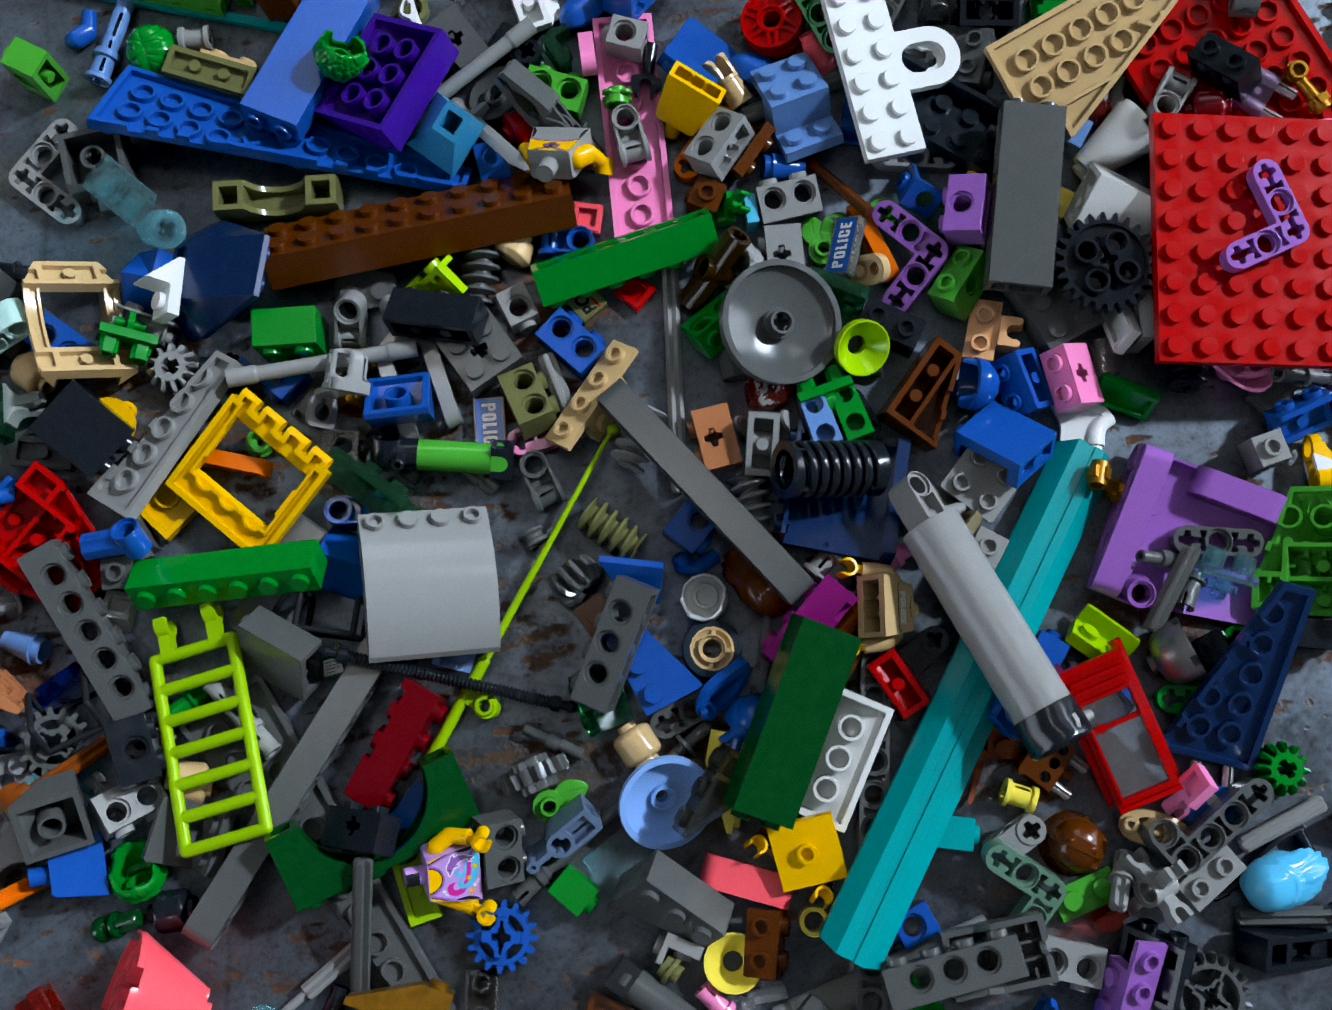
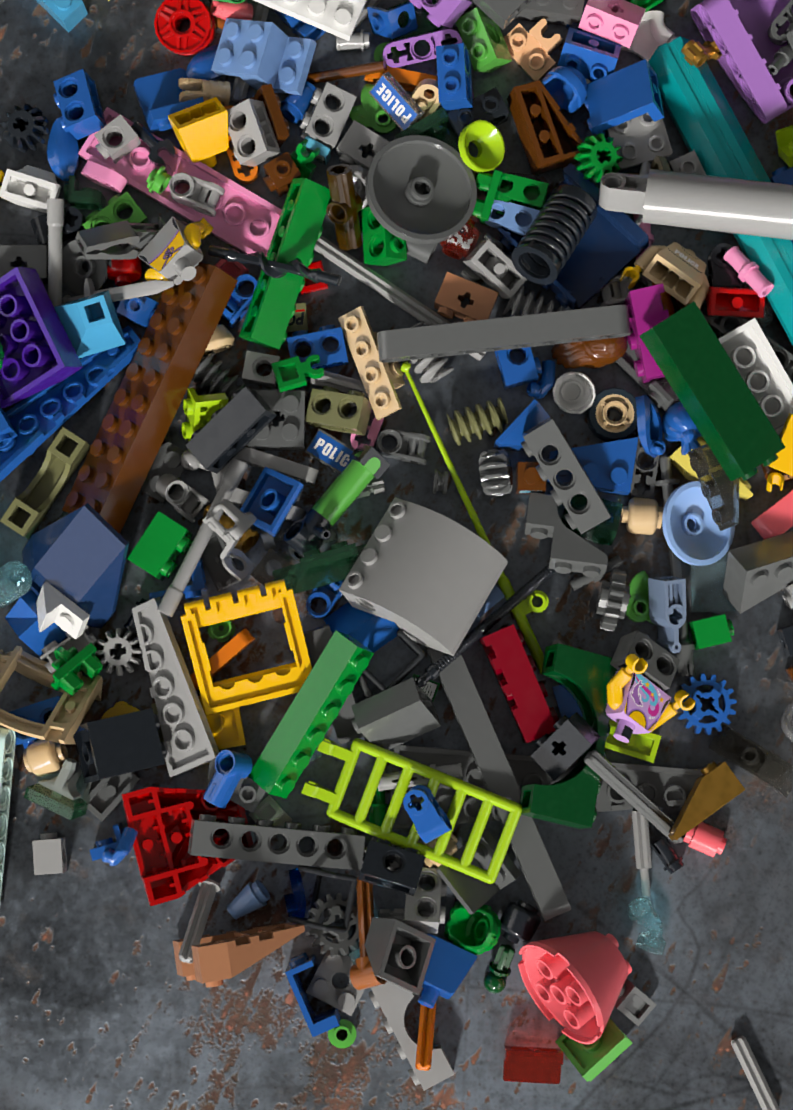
camera: 55 degrees left, 5 degrees up
(202, 747) = (428, 816): none -> blue piece
(531, 332) = (292, 373): none -> green plate
(550, 696) = (568, 549): none -> dark grey arch
(608, 246) = (273, 268): none -> black piece
(873, 175) = (358, 40): none -> light grey pin
(904, 275) = (454, 76): none -> blue brick
(934, 673) = (748, 271): none -> bright pink pin
(938, 445) = (589, 160): none -> green gear

